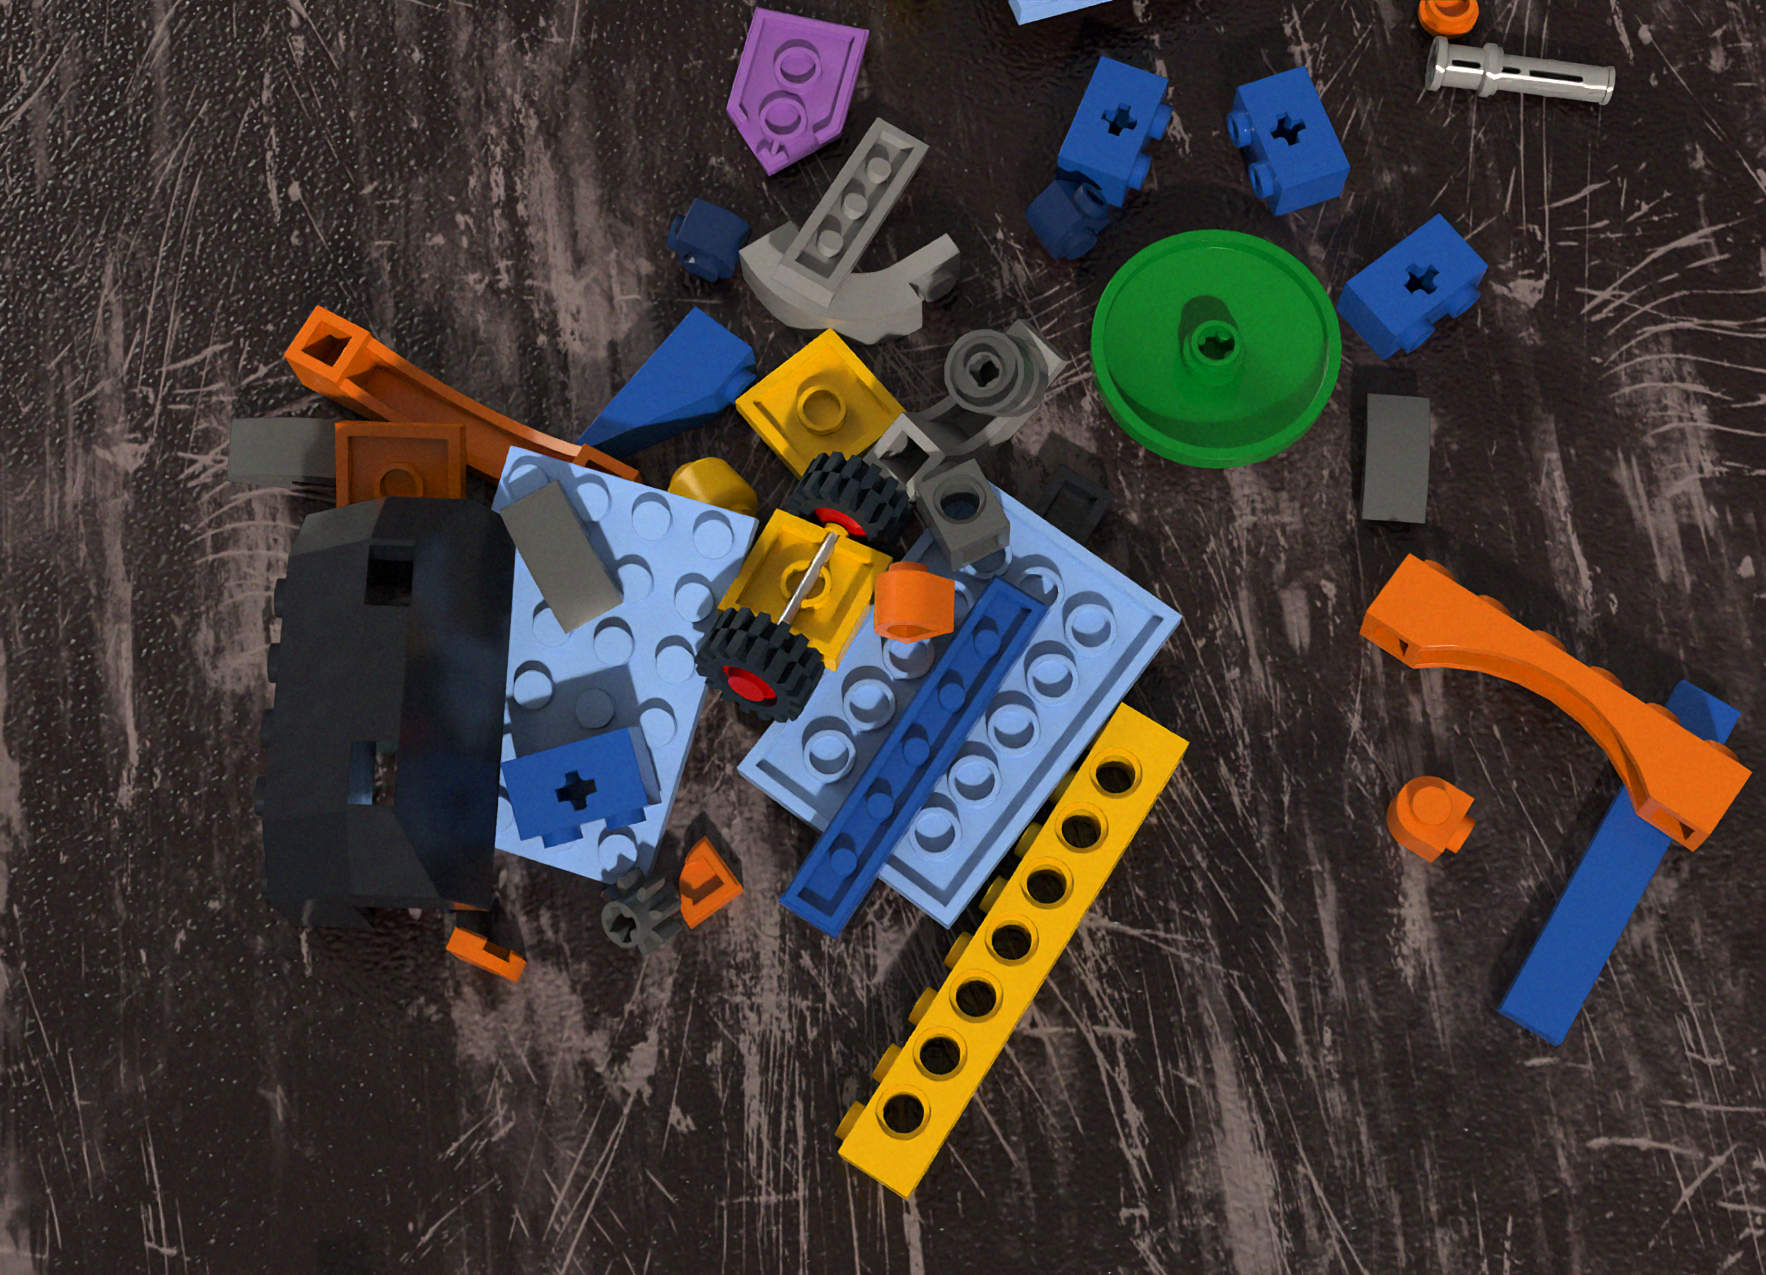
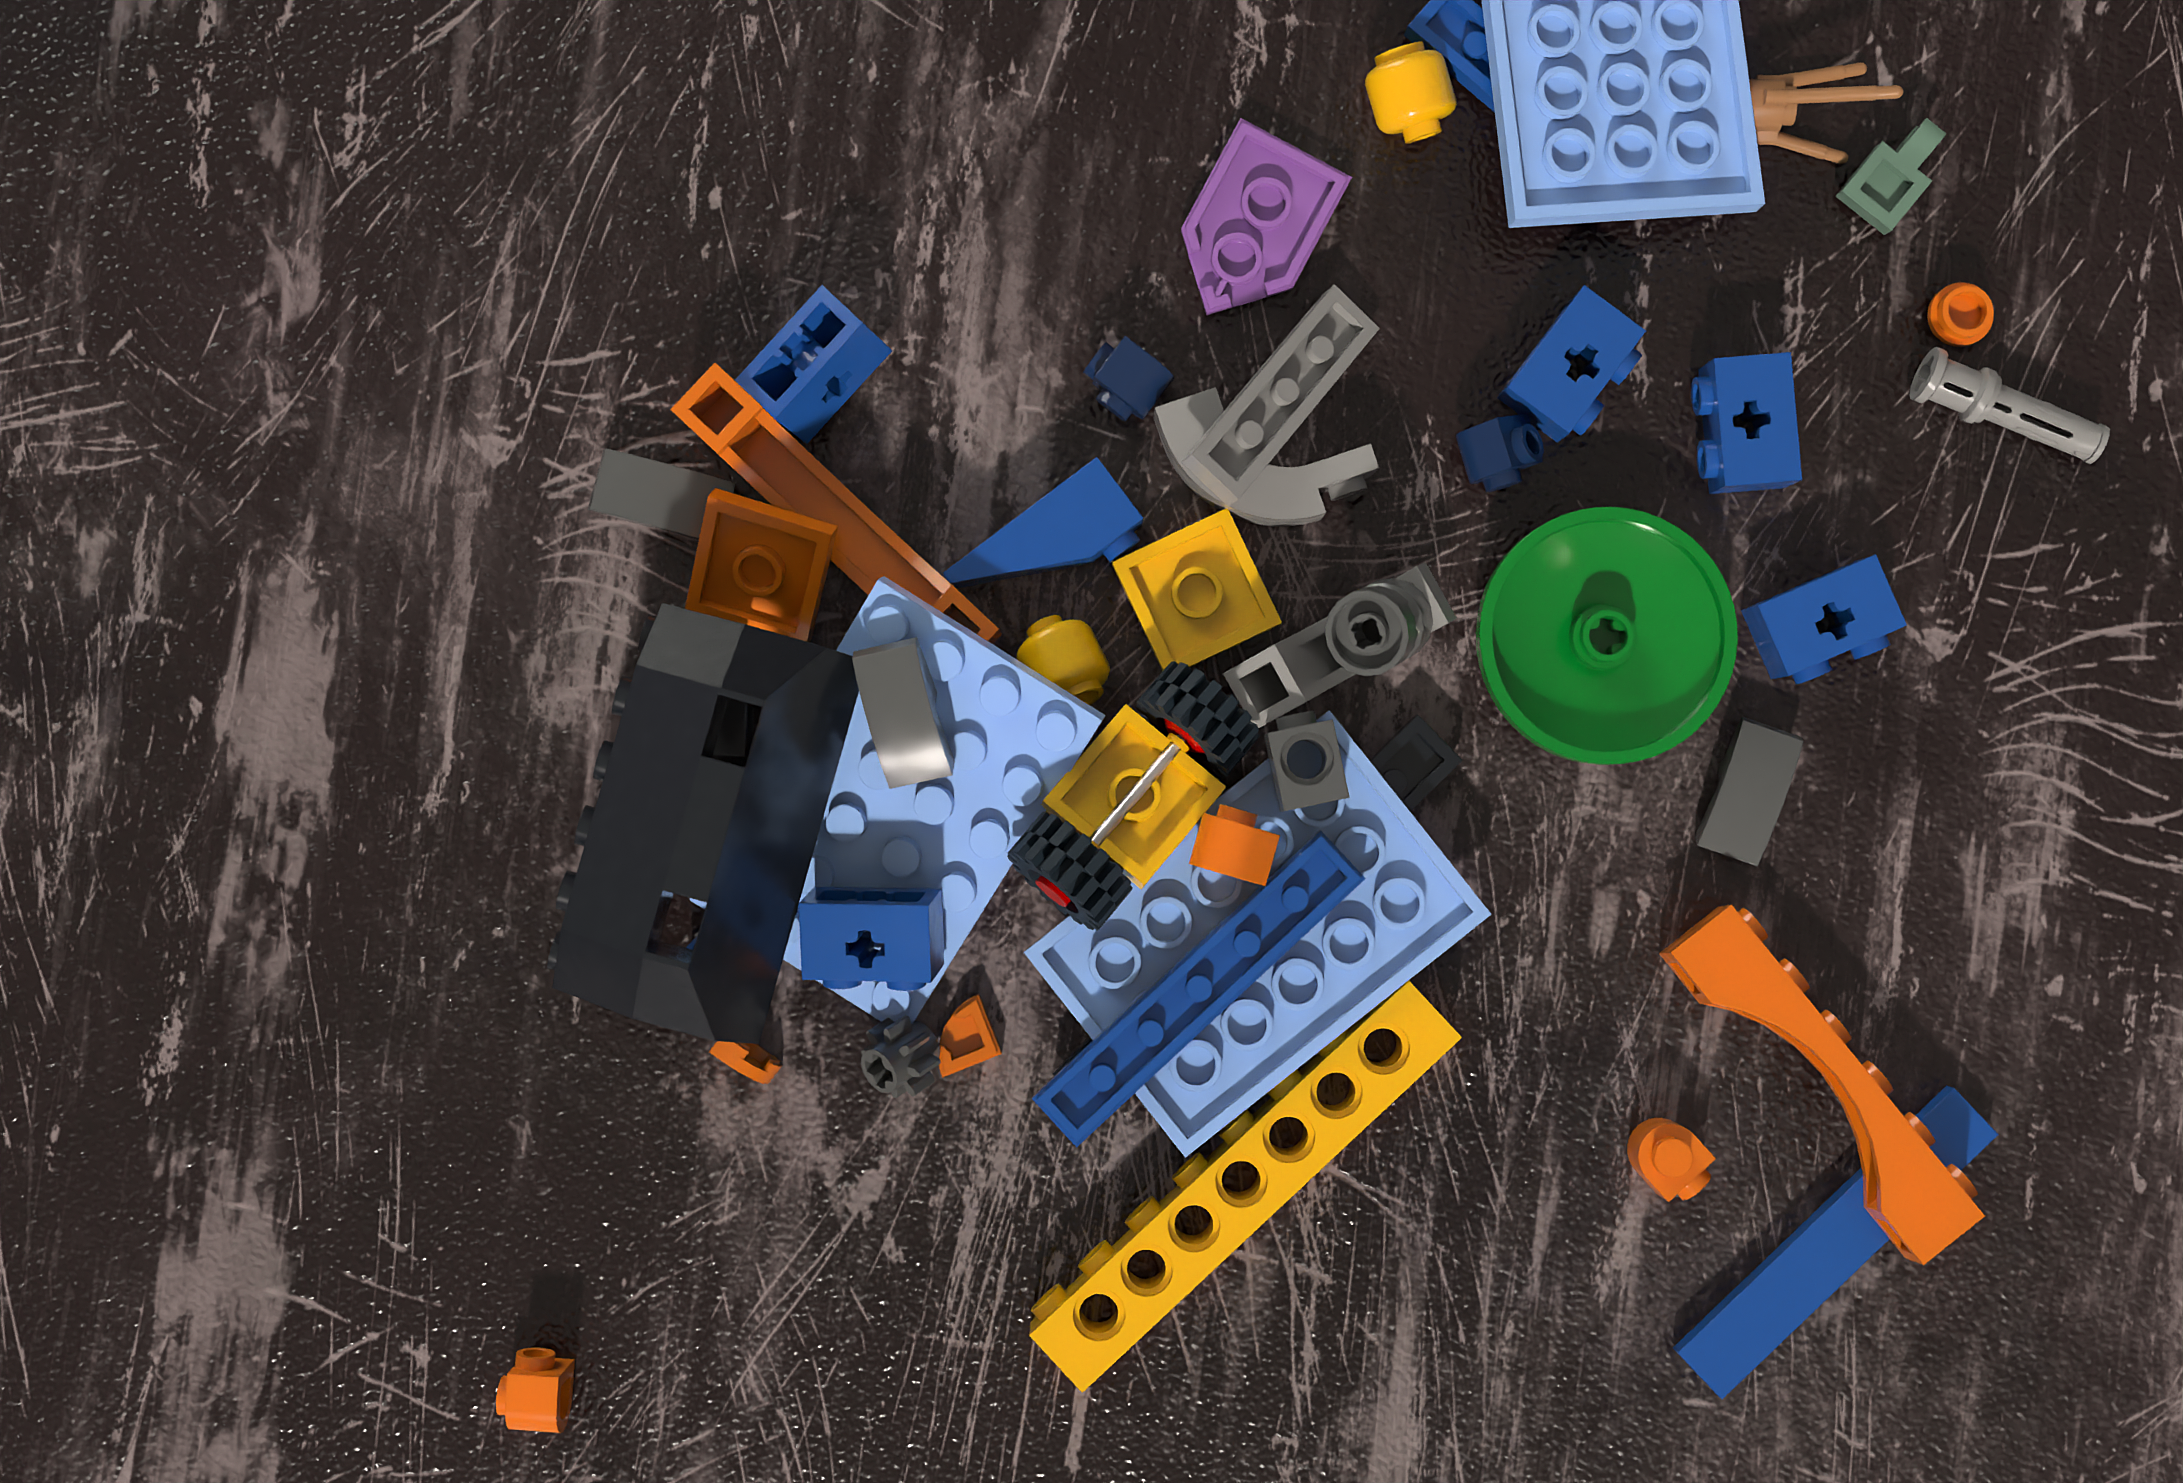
camera: 10 degrees right, 15 degrees up
(415, 291) = (813, 365): none -> blue brick

